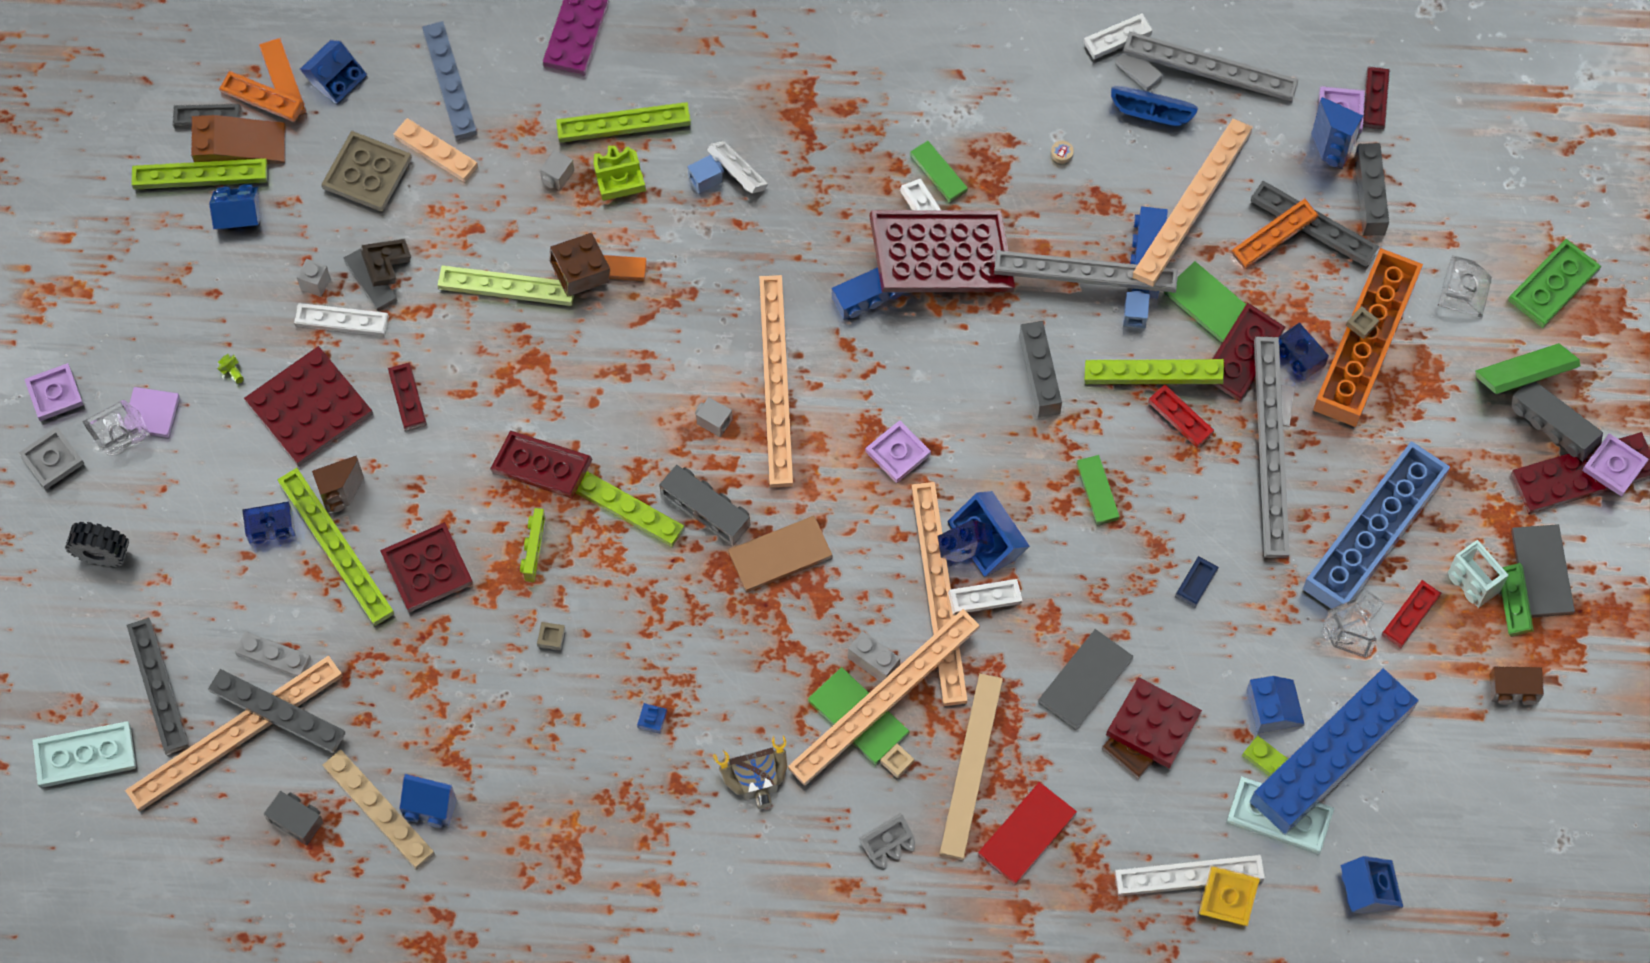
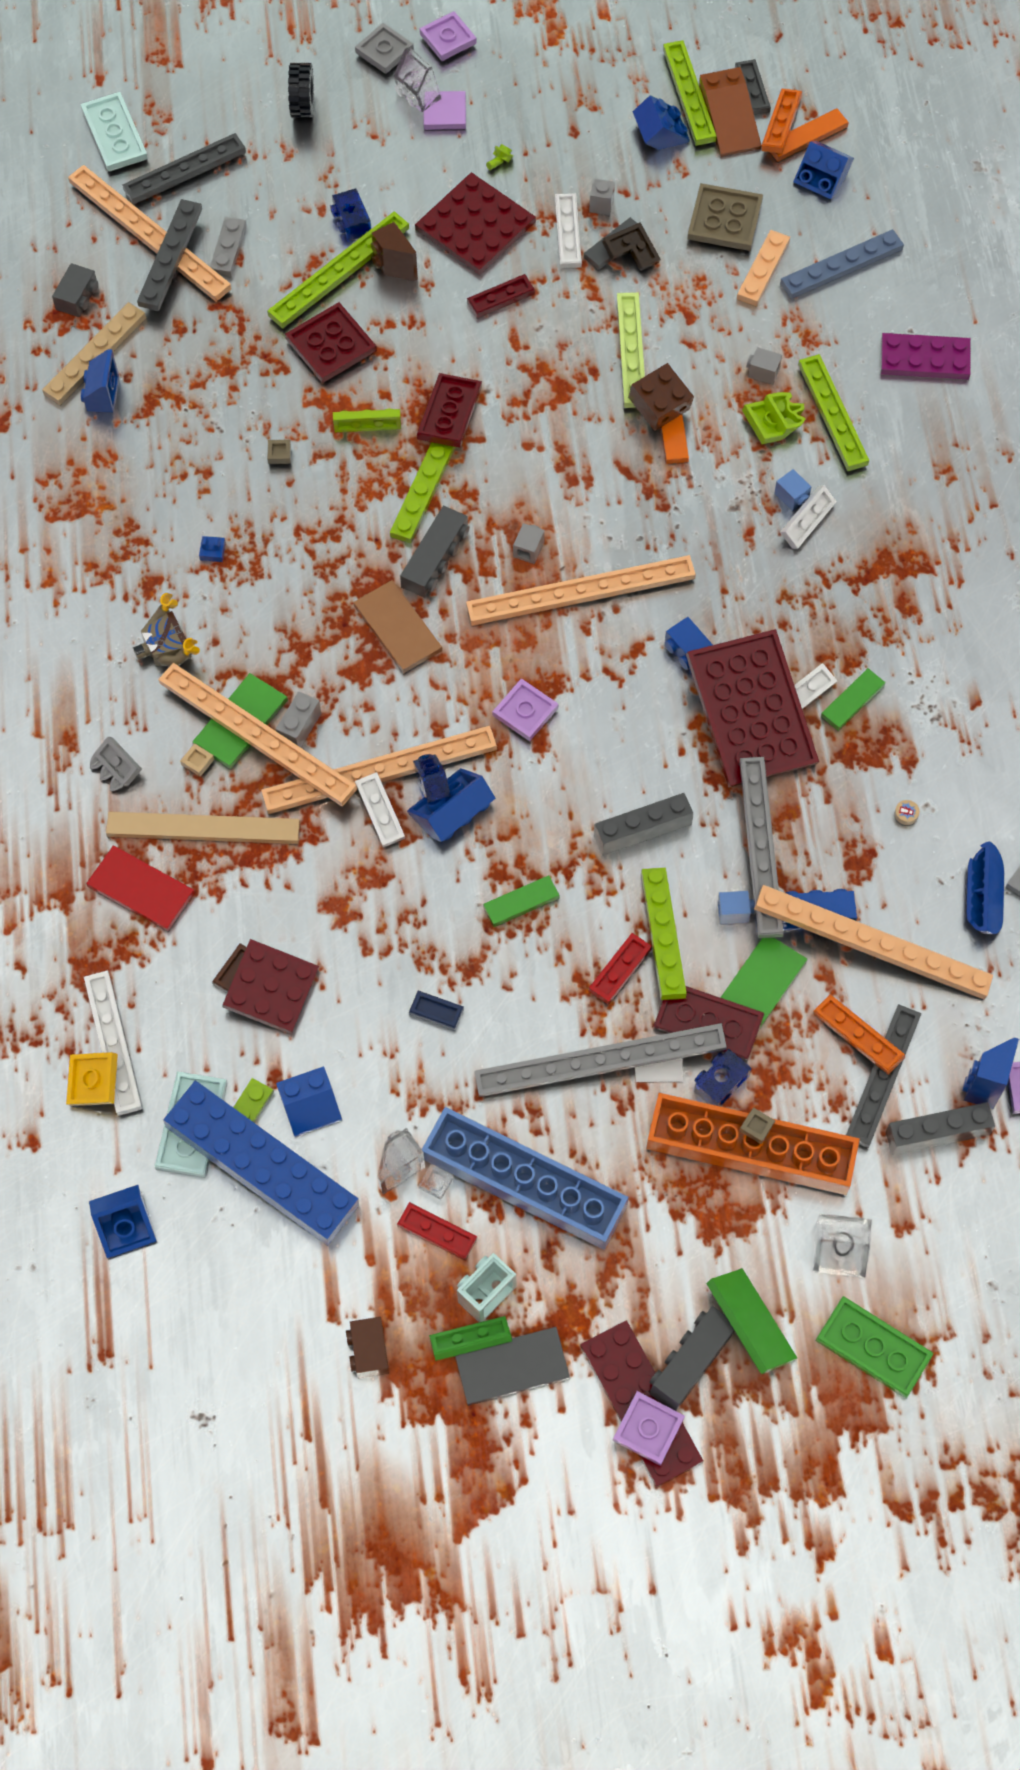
camera: 80 degrees right, 0 degrees up
(1085, 679) = (311, 918): dark grey tile -> none

